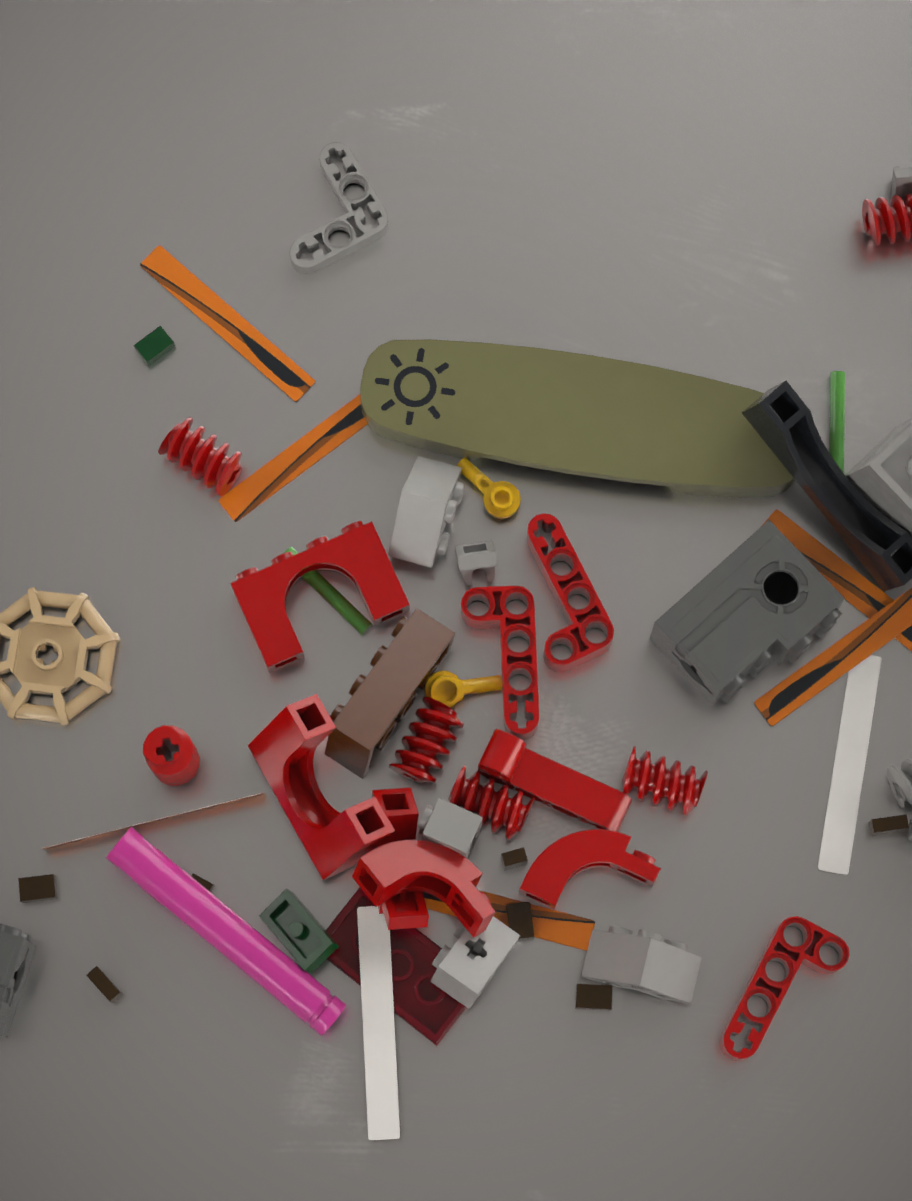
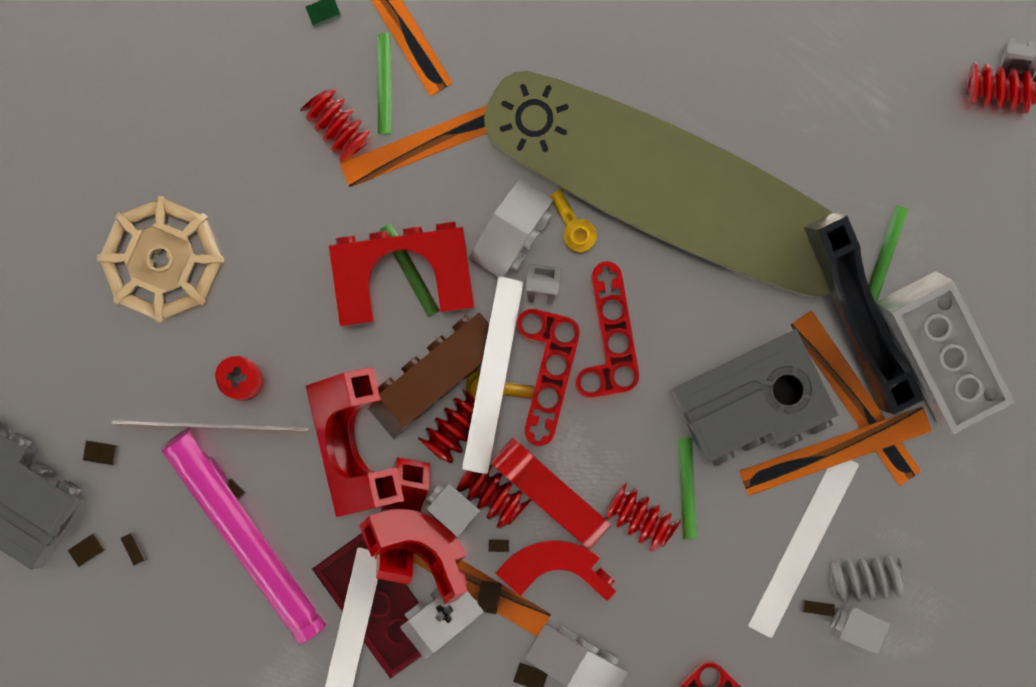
camera: 15 degrees right, 10 degrees up
(51, 1002) = (86, 550): none -> dark brown piece
(242, 402) = (384, 83): none -> bright green bar
(298, 931) = (304, 553): plate -> none
(452, 672) = (492, 375): none -> white sticker
(703, 737) = (687, 488): none -> bright green bar

